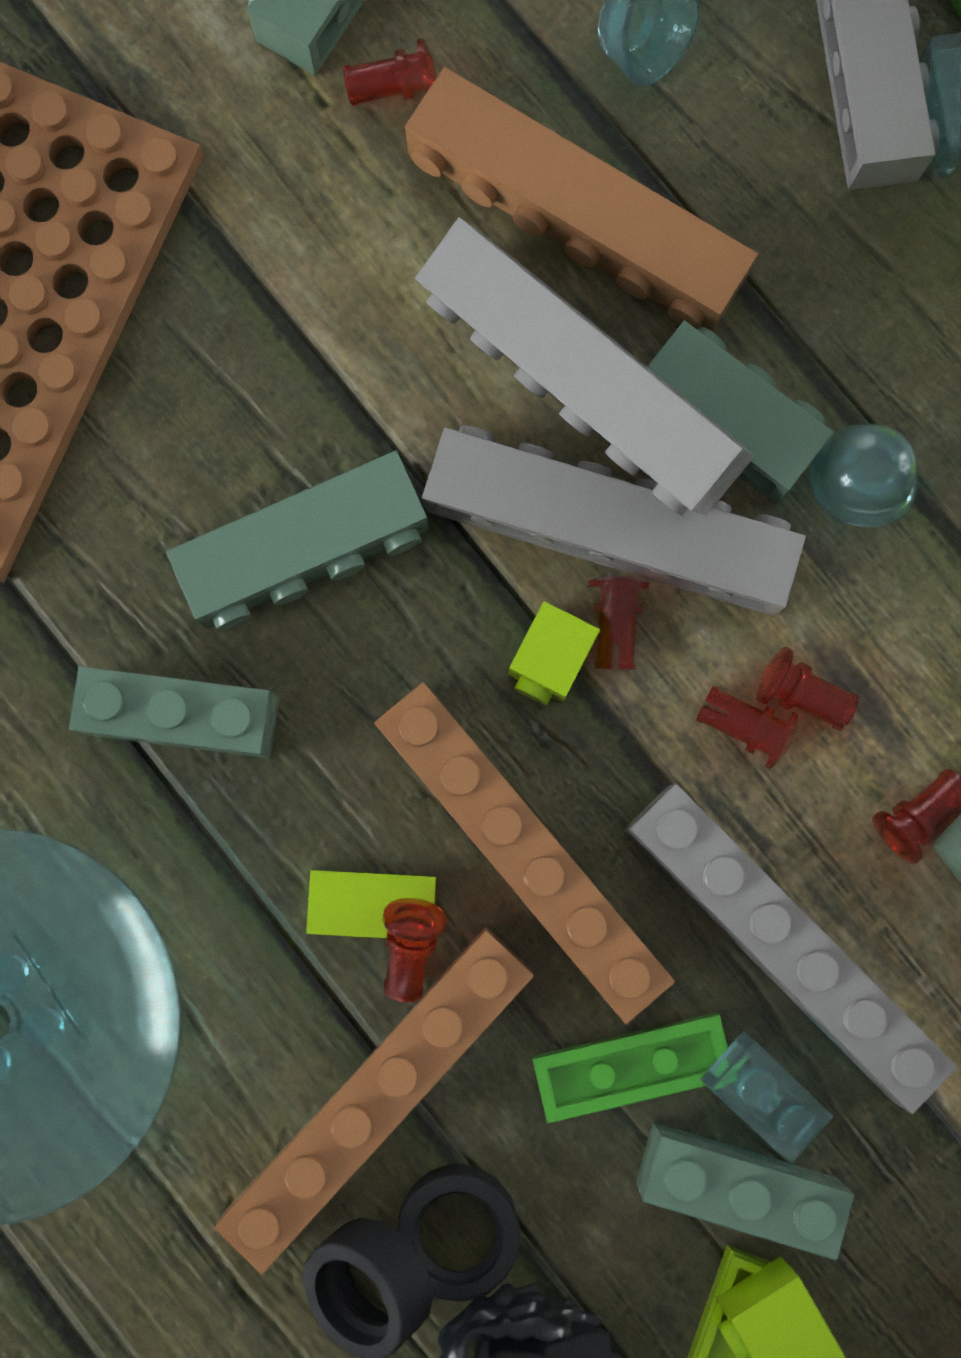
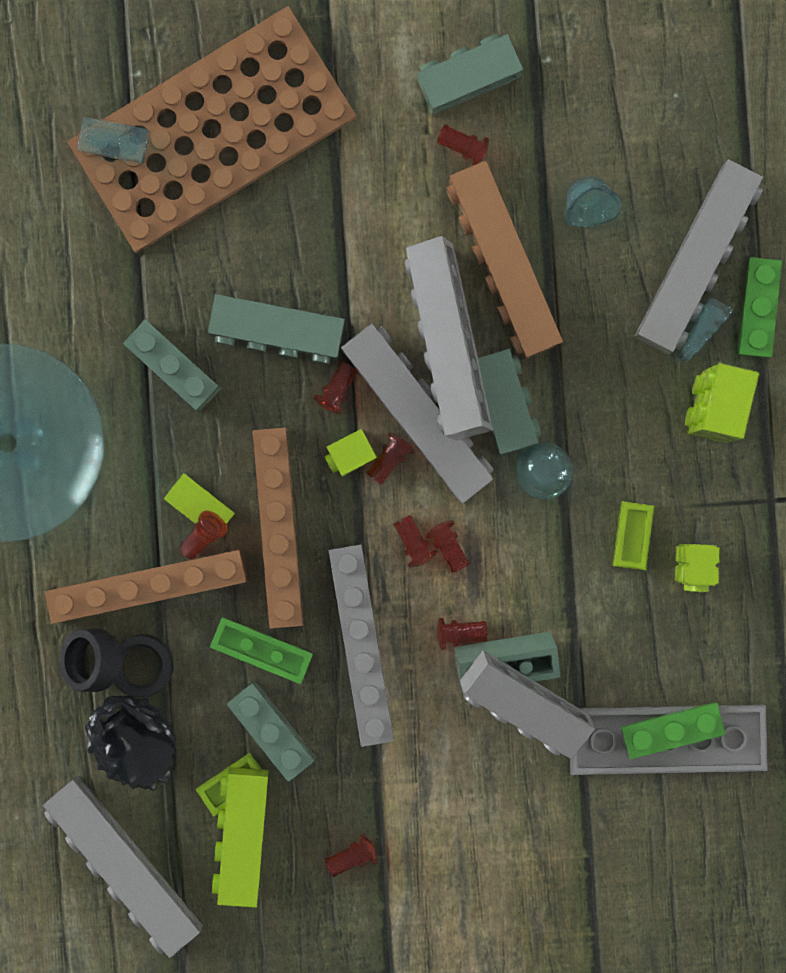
camera: 30 degrees right, 5 degrees up
(459, 571) = (336, 389): none -> clear red pin
(766, 1097) = (308, 701): clear light blue plate -> none

